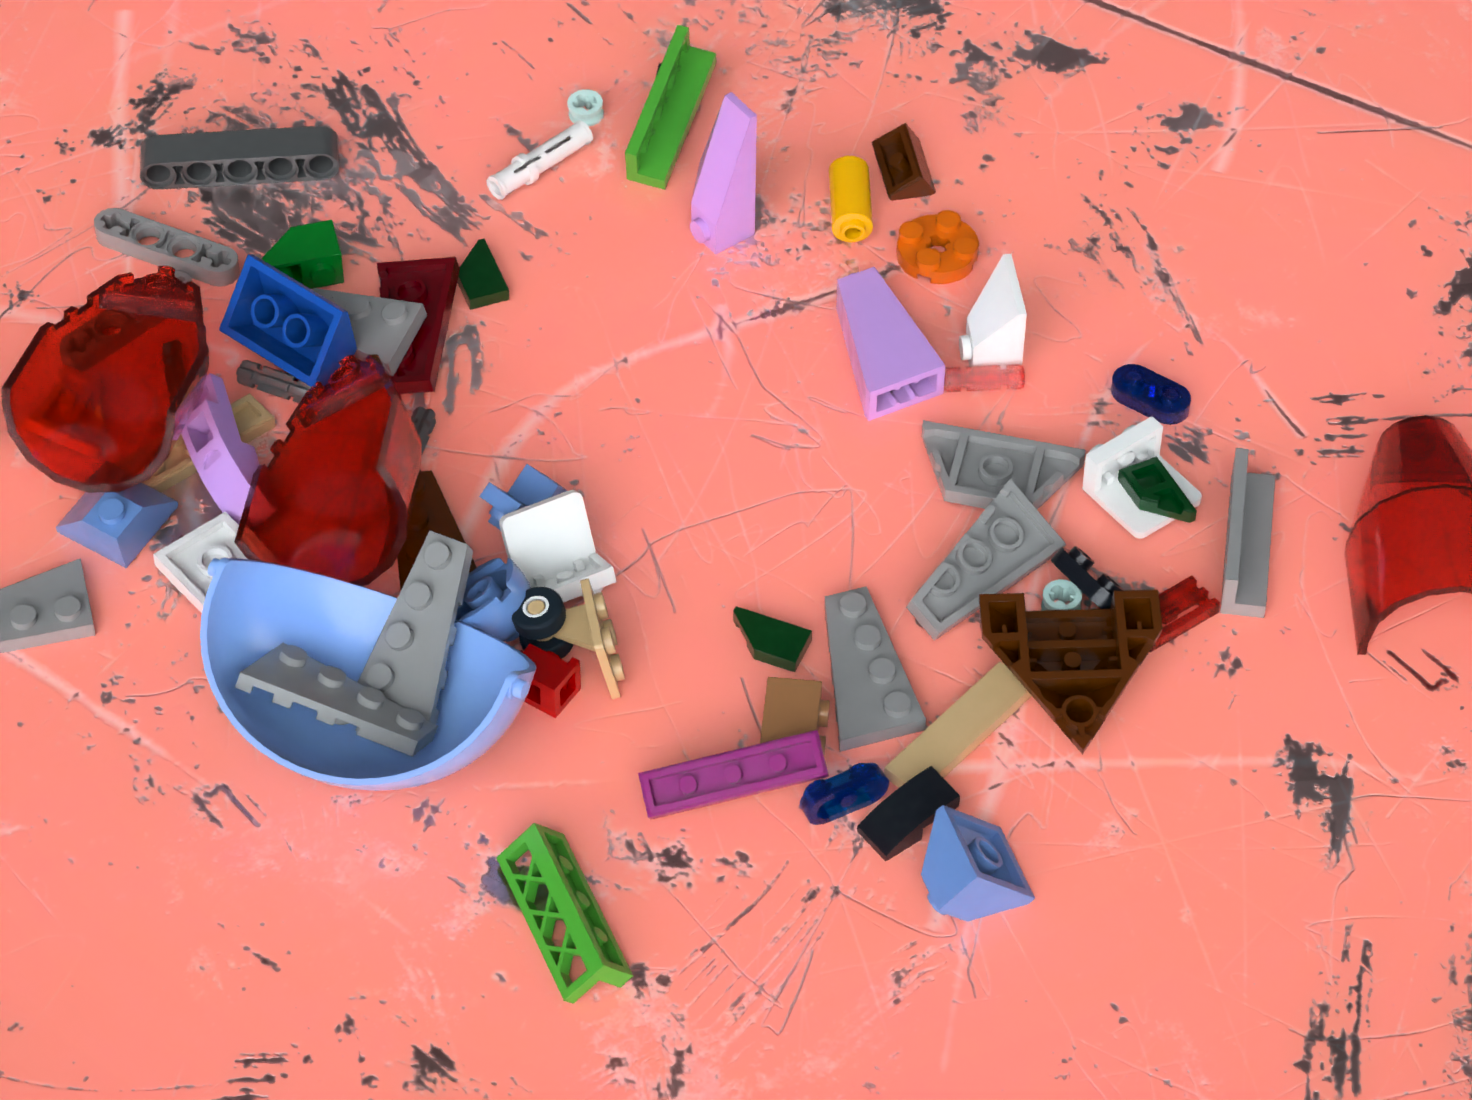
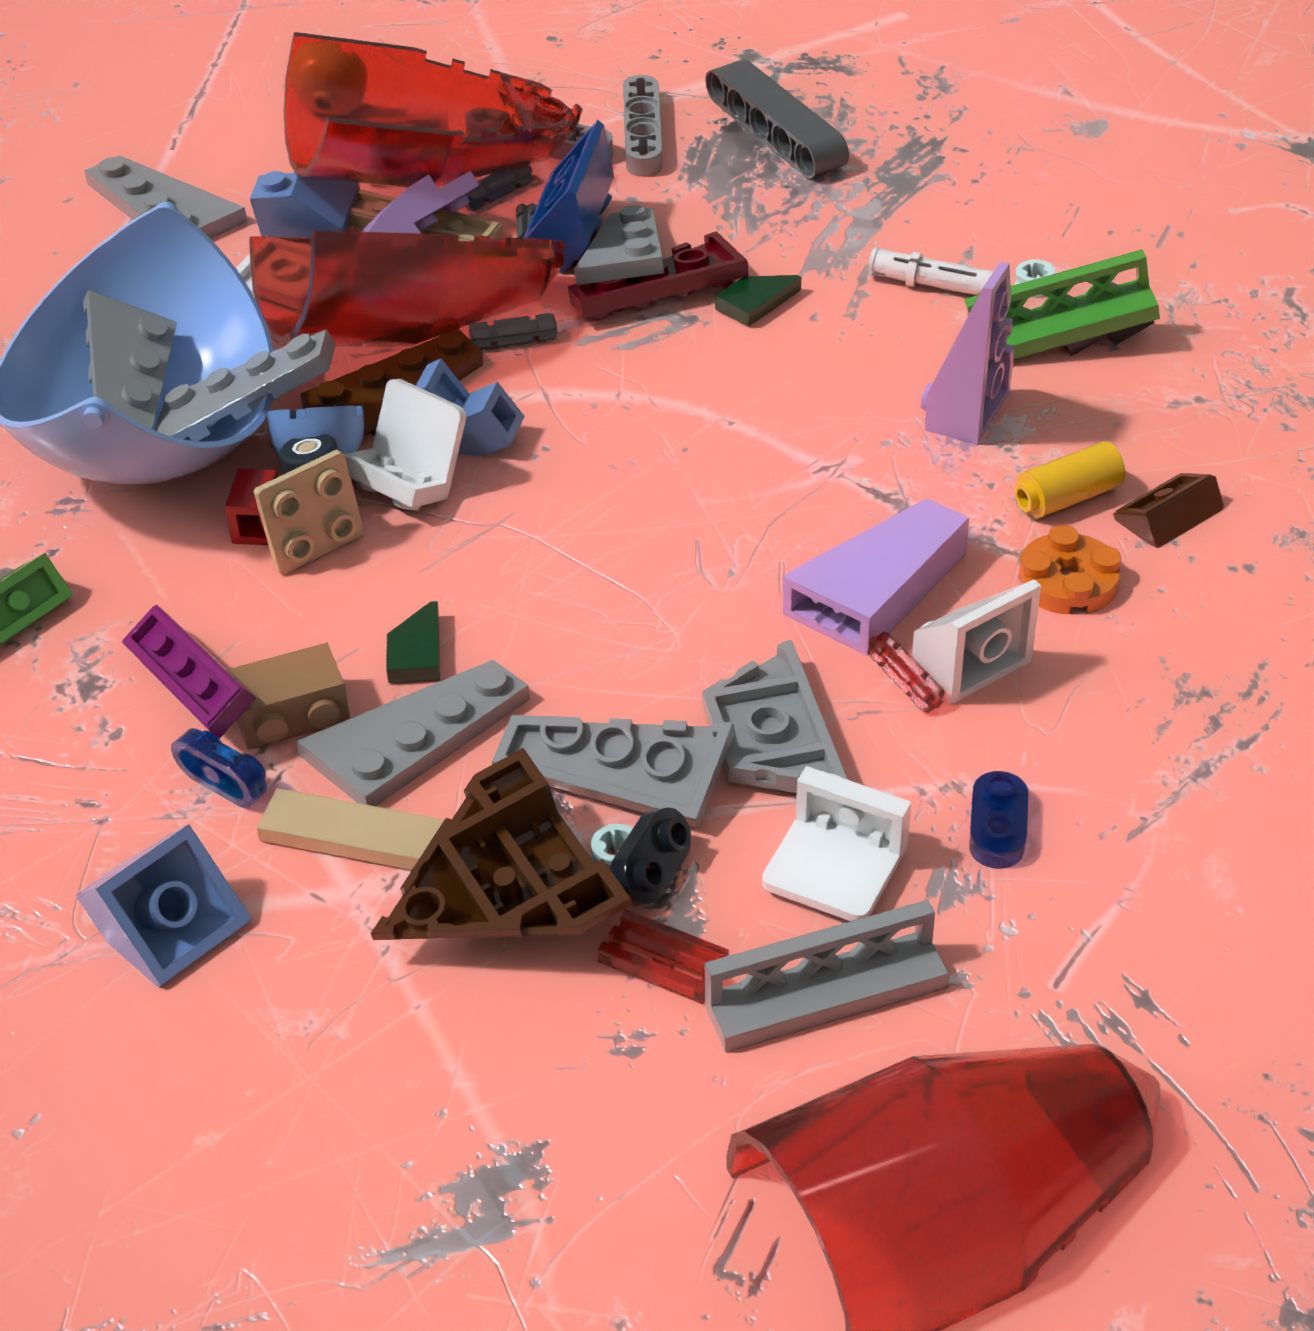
camera: 65 degrees right, 5 degrees down
(309, 255) = (680, 189): green slope -> none
(903, 814) = (230, 828): black slope -> none
(1156, 490) = (834, 865): dark green tile -> none

